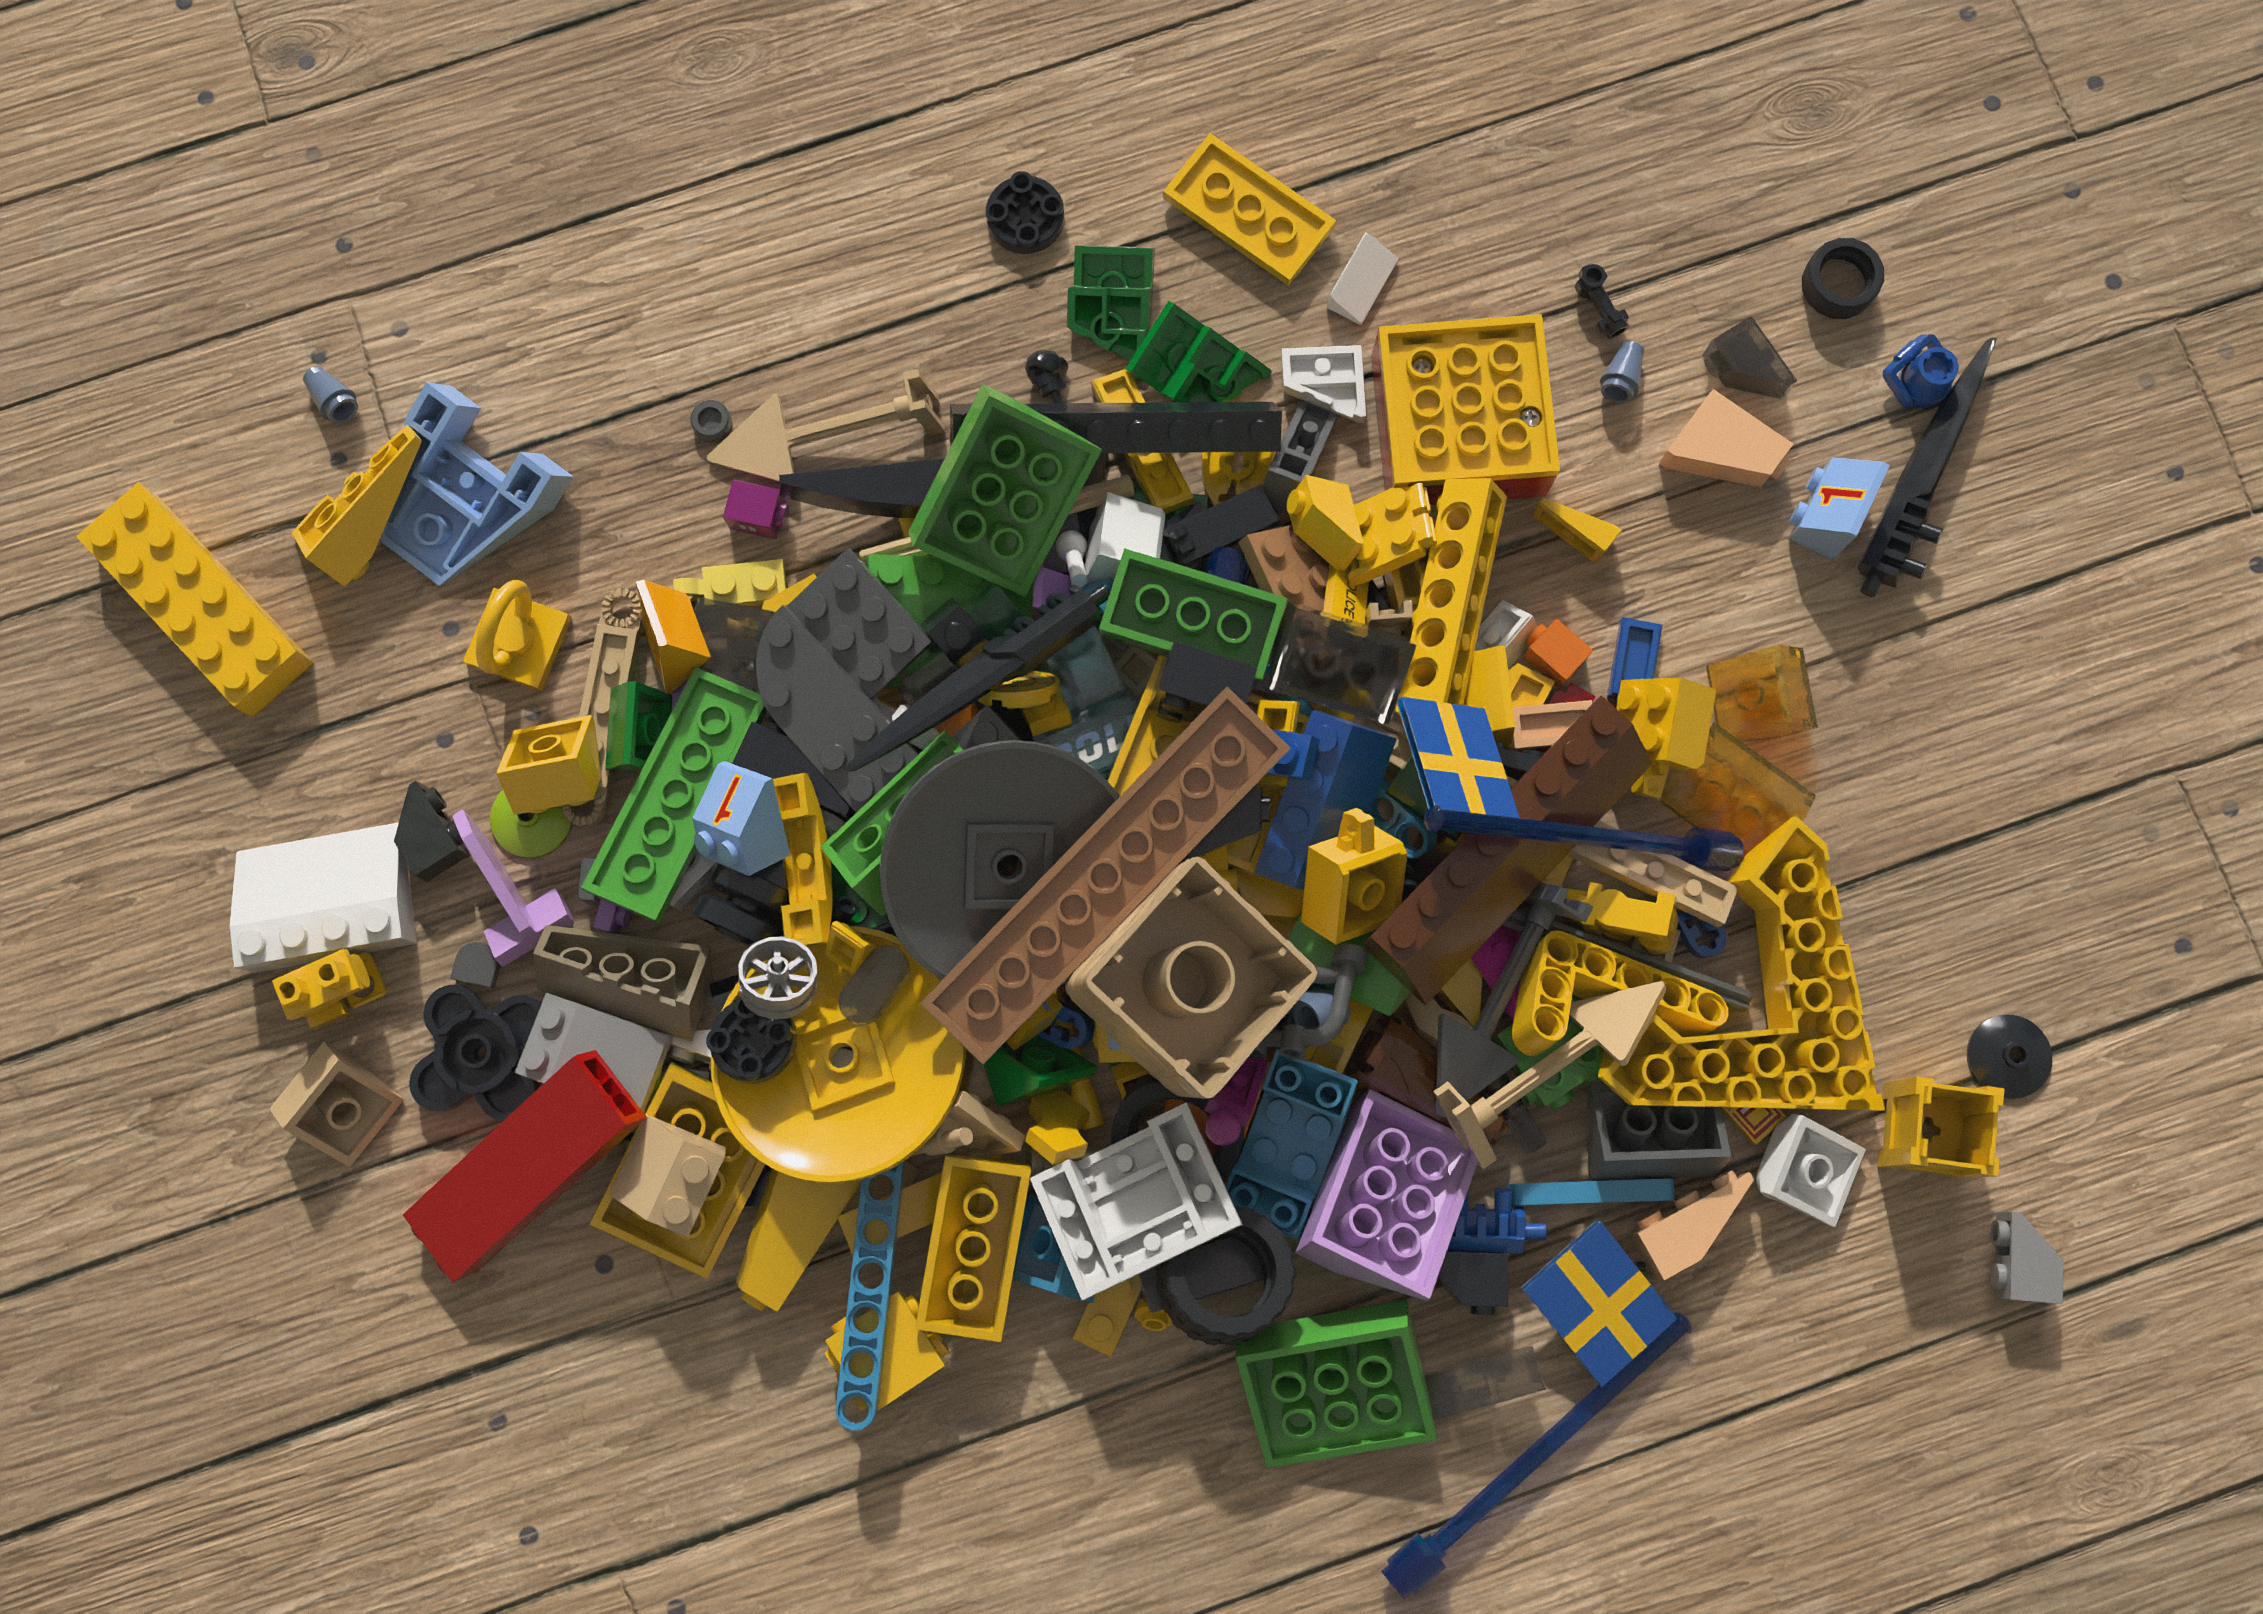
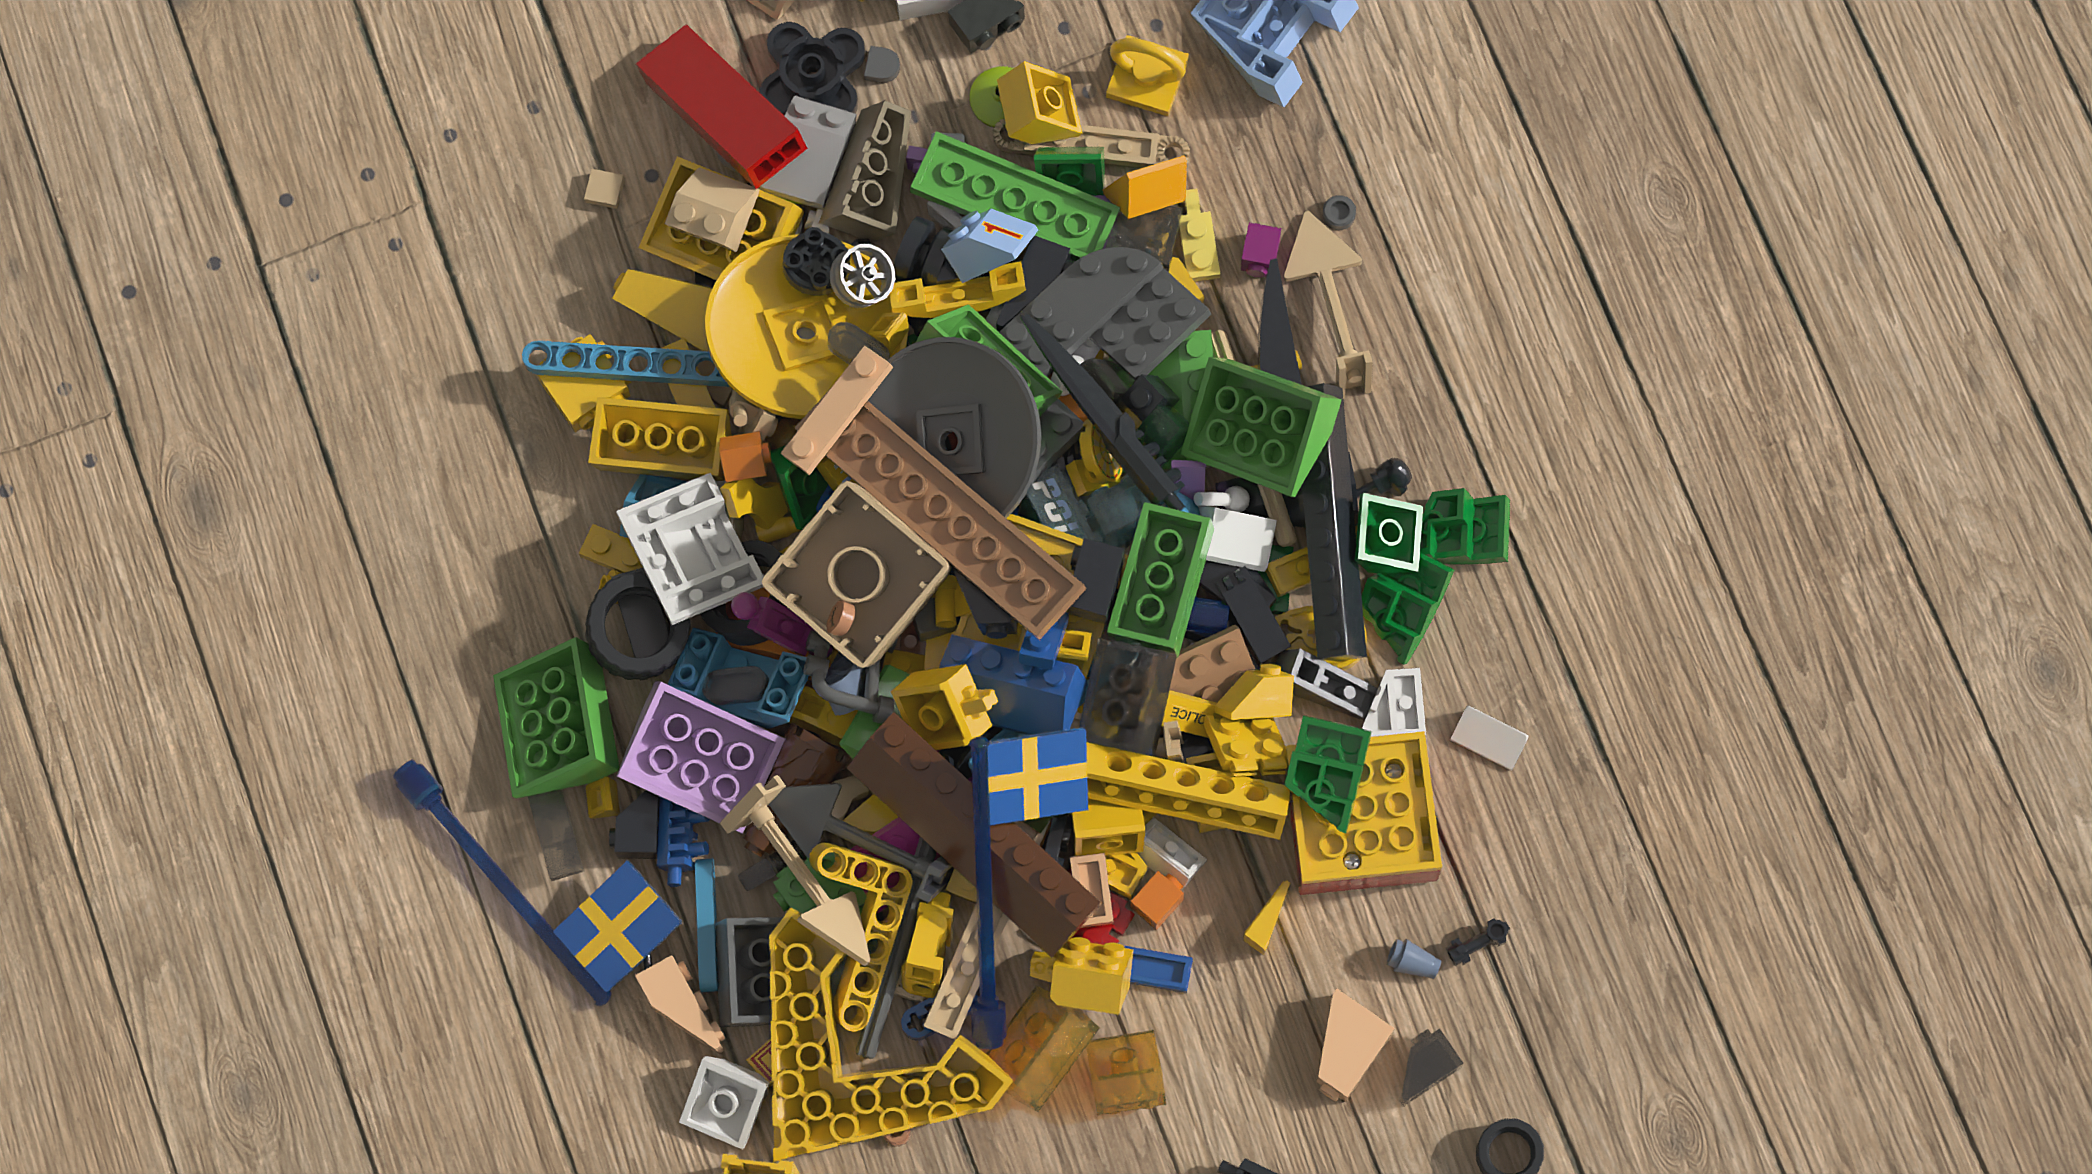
camera: 90 degrees right, 5 degrees down
(525, 922) = (917, 95): lavender piece -> none
(619, 1326) = (604, 188): none -> tan tile
(966, 1006) = (836, 410): none -> light nougat plate
(1012, 1132) = (744, 456): none -> orange brick
(1025, 214) = (1536, 456): black tile -> none
(1127, 364) = (1388, 535): none -> green slope
(1249, 209) = (1548, 640): yellow plate -> none
(1252, 1000) = (840, 618): none -> nougat tile
(1300, 1150) = (735, 685): none -> clear smoke tile
(1426, 431) = (1328, 767): none -> green slope
(1432, 1324) = (602, 798): none -> yellow slope
(1836, 504) = (1294, 1134): light blue slope -> none

